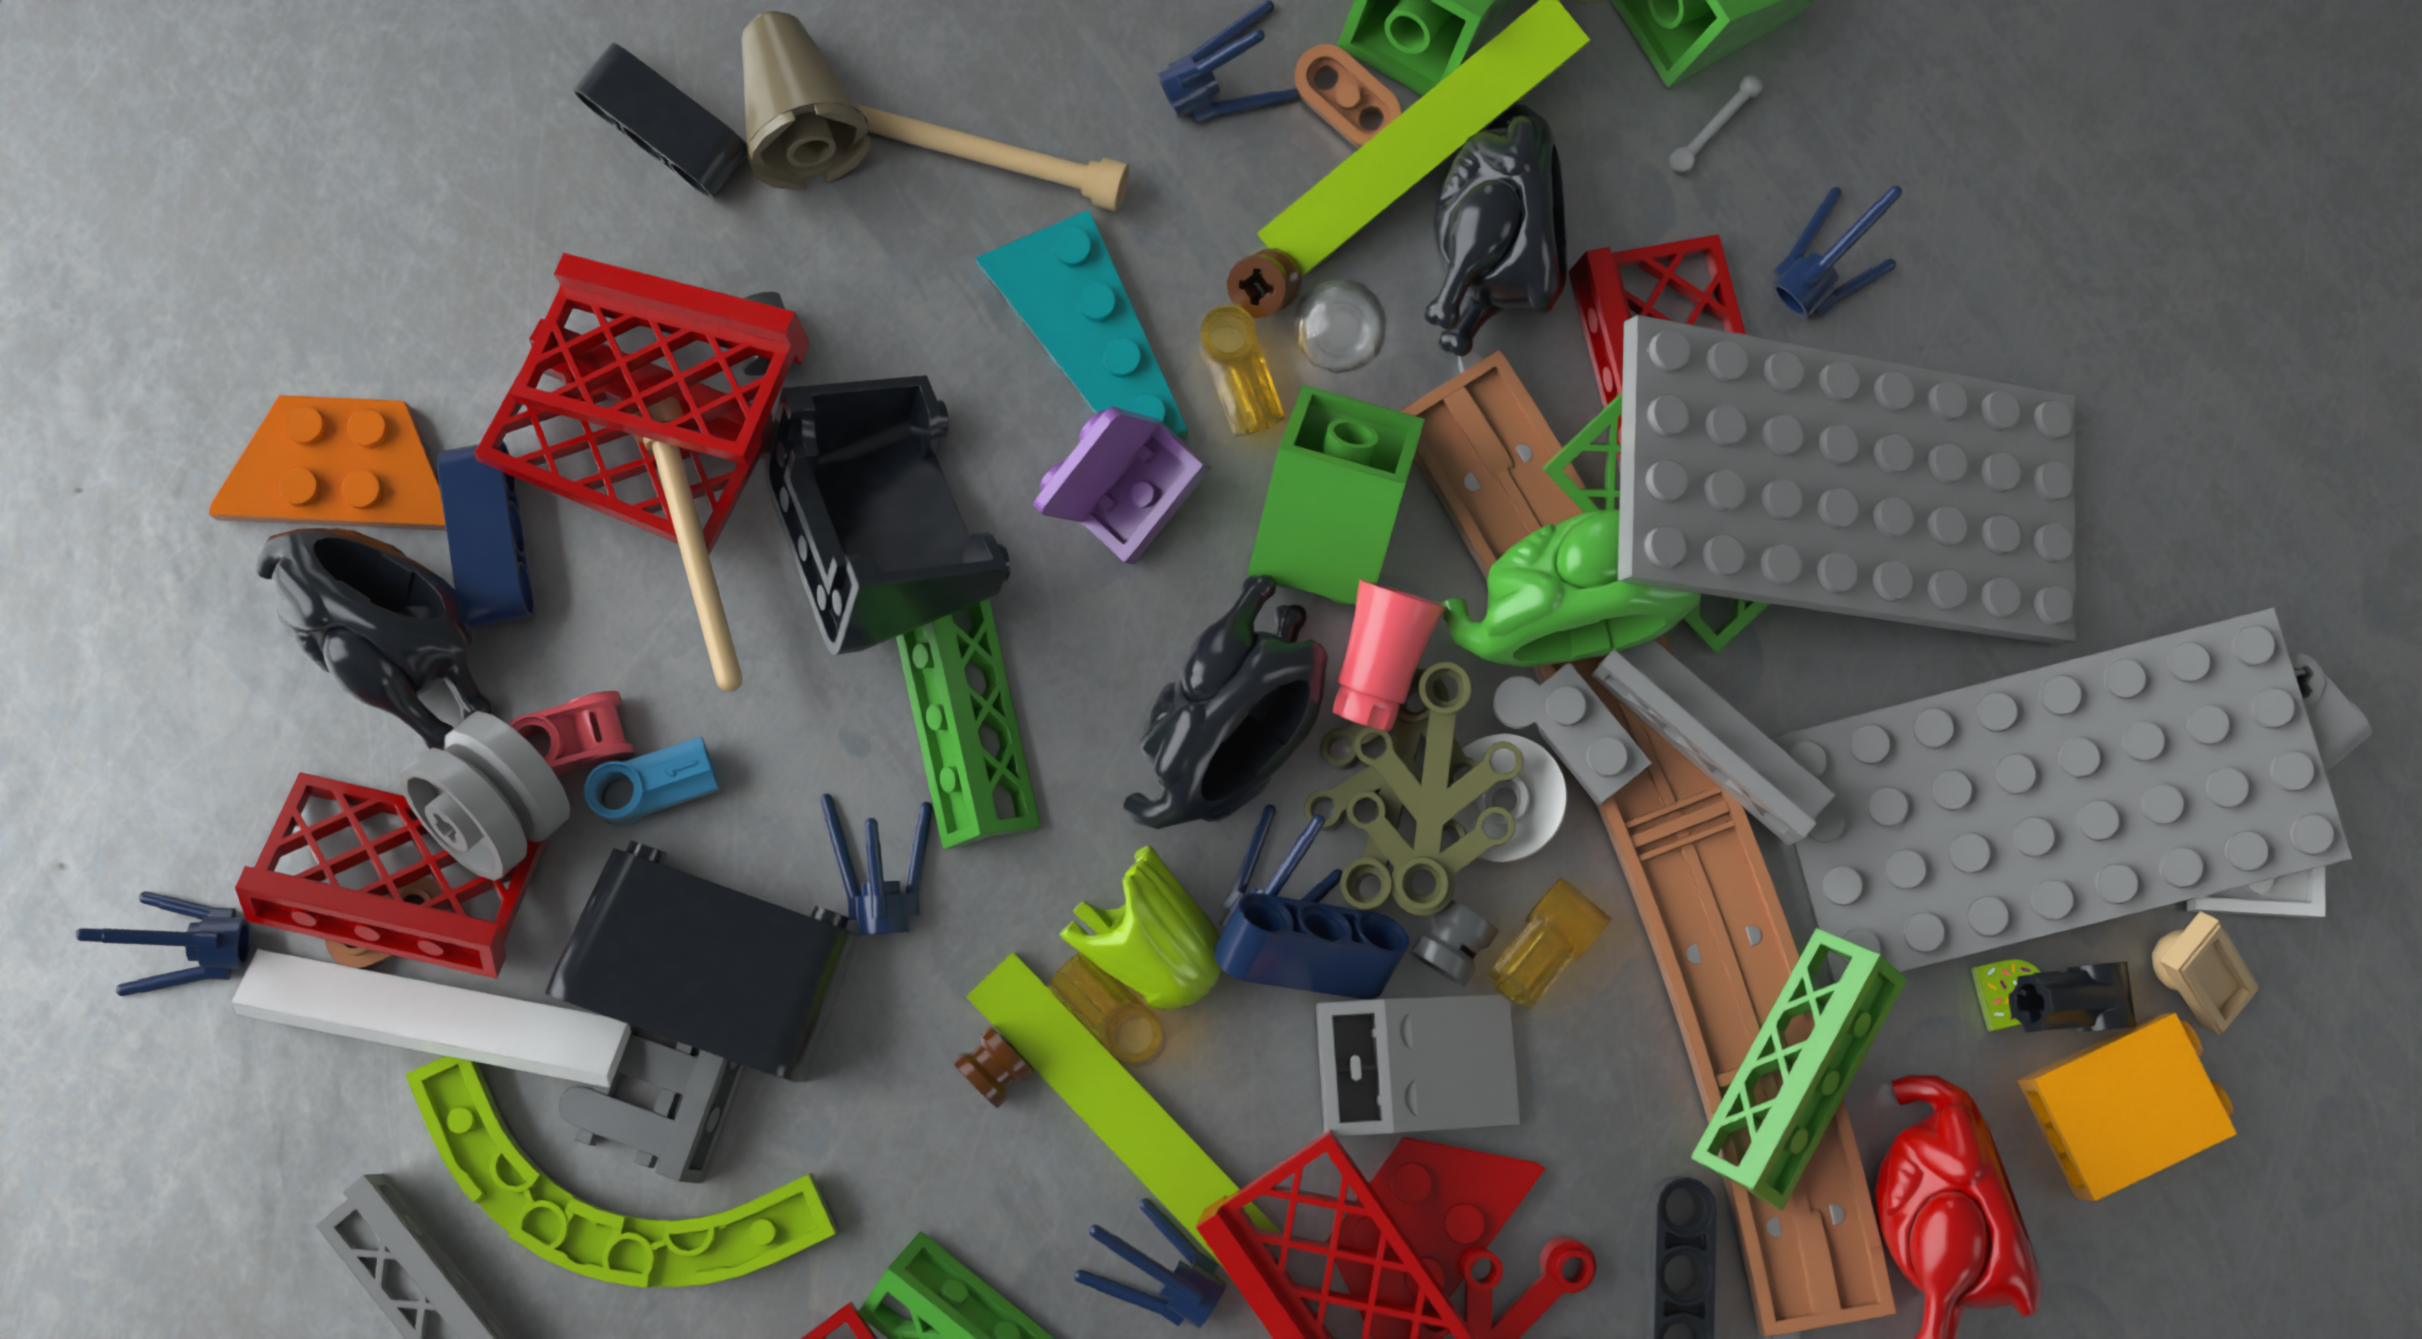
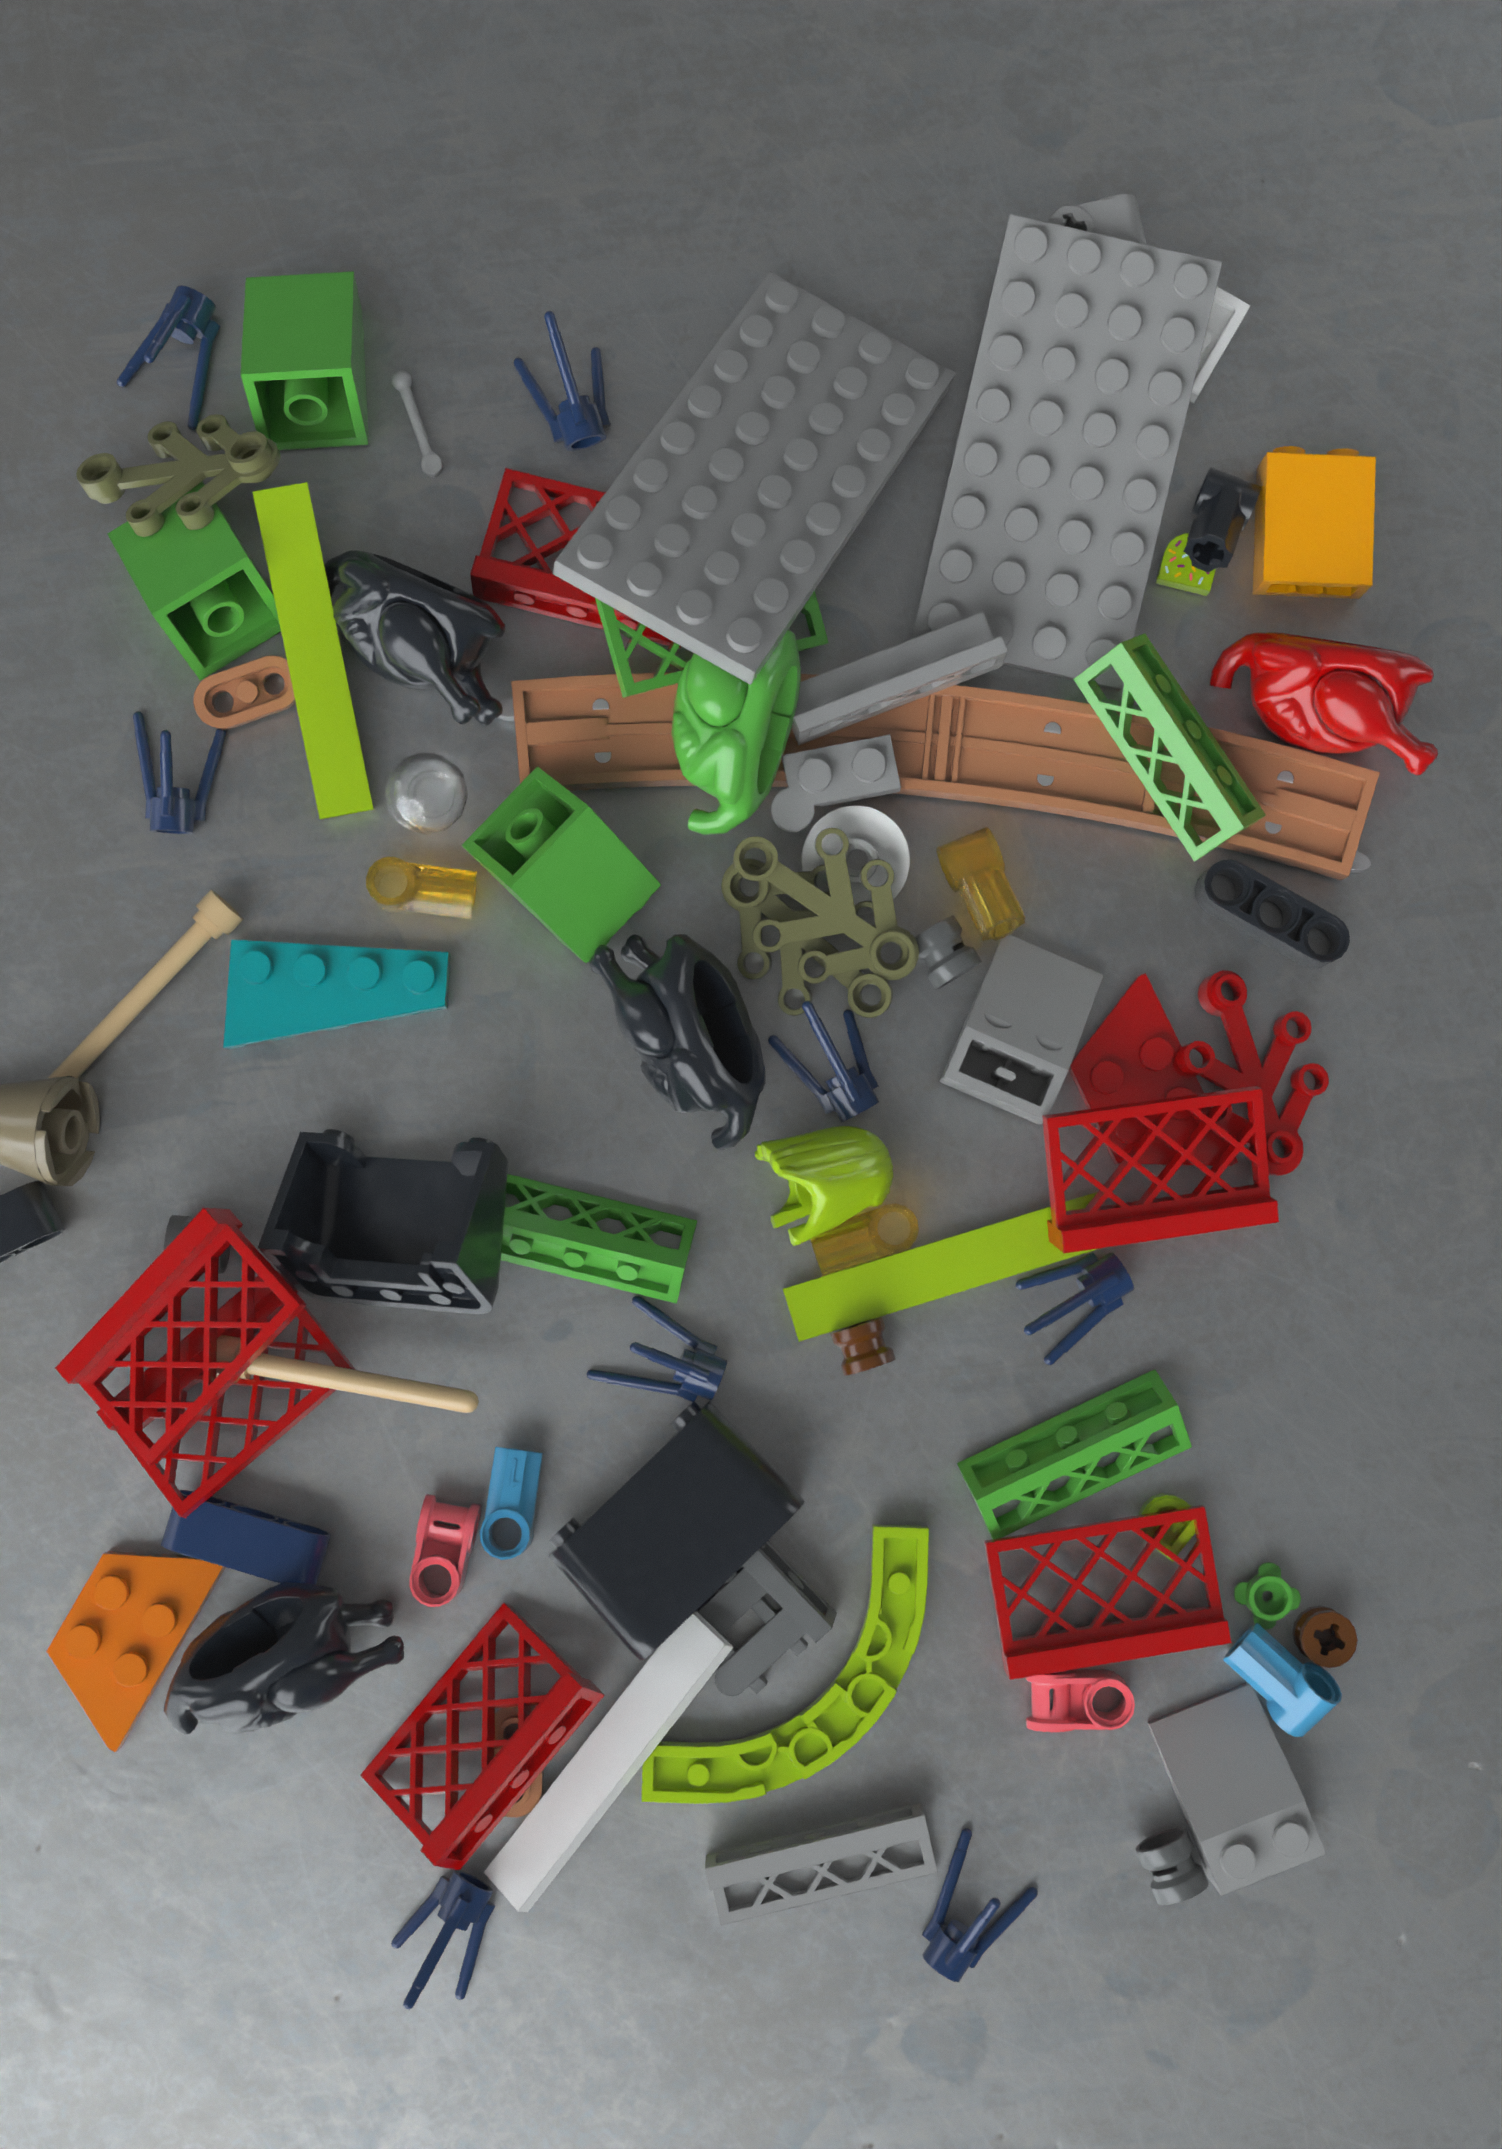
camera: 65 degrees left, 5 degrees up
(485, 795) = (460, 1635): light grey wheel -> none
(1122, 480) = (466, 1020): medium lavender bracket -> none
(1279, 279) = (358, 821): reddish brown wheel -> none
(1310, 946) = (897, 1061): dark blue beam -> none
(1383, 653) = (704, 891): coral plant -> none
(2205, 971) = (1246, 414): tan tile -> none

